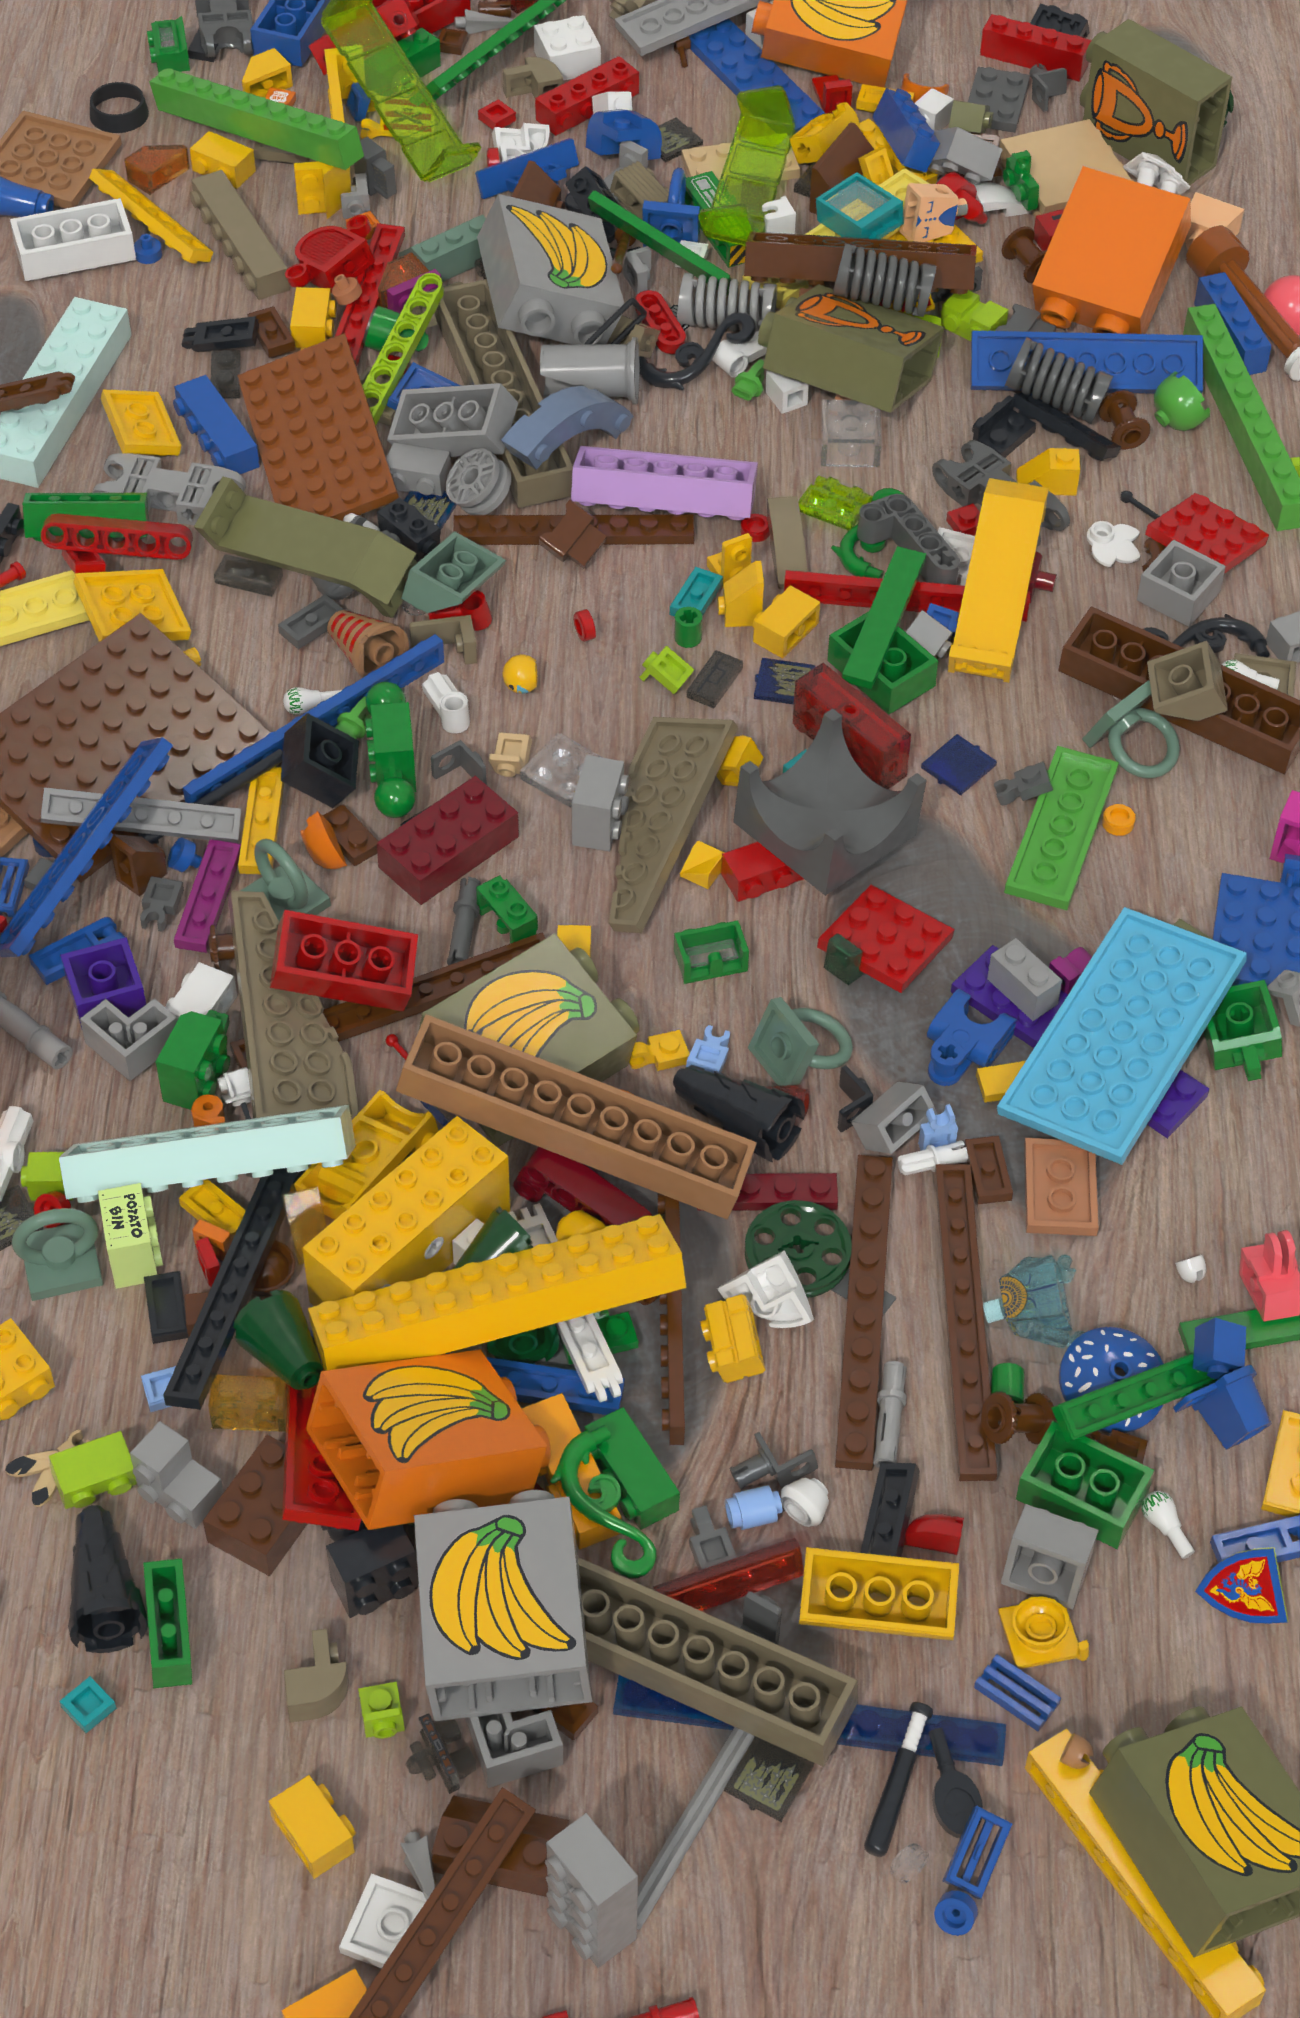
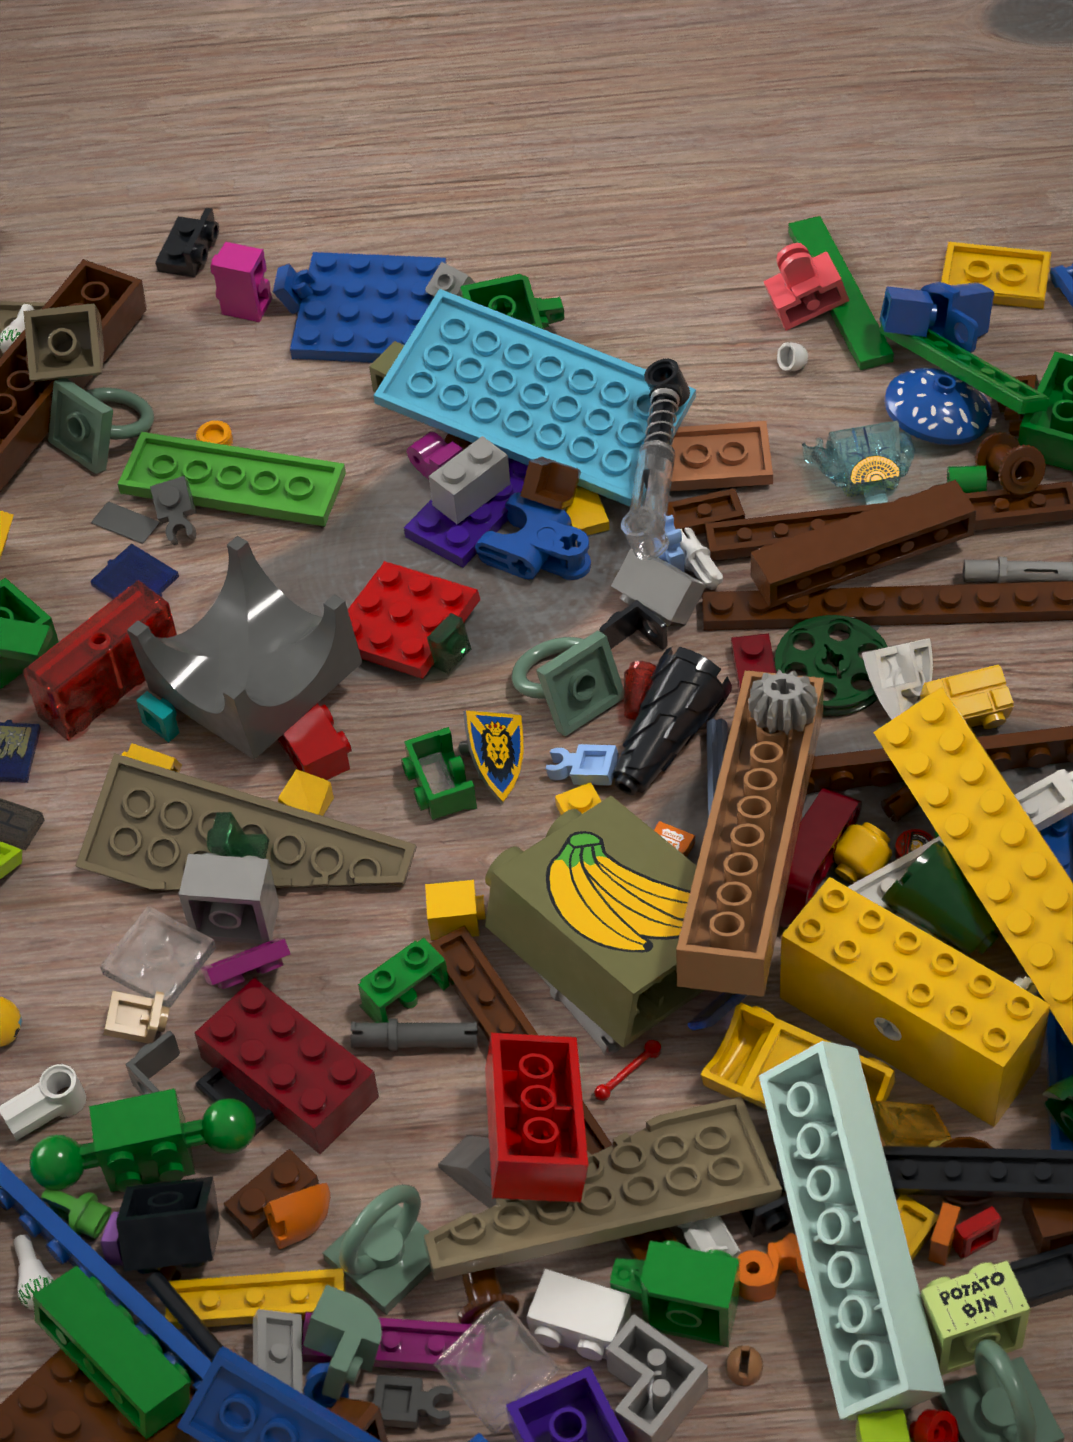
camera: 90 degrees left, 0 degrees up
(139, 1106) = (755, 1366): none -> medium nougat hinge
(169, 947) = (496, 1365): none -> clear plate
(201, 858) = (348, 1332): none -> sand green brick
(226, 725) = (112, 1351): none -> green brick
(539, 812) = (261, 957): none -> magenta plate
(640, 799) = (229, 839): none -> clear green bracket
(694, 1144) = (782, 702): none -> light grey gear
(727, 986) = (496, 749): none -> shield
(921, 1275) = (862, 543): none -> reddish brown brick
(928, 1083) = (655, 462): none -> clear piece
(1016, 1039) = (550, 483): none -> reddish brown panel
(1028, 754) = (125, 522): none -> dark grey sticker

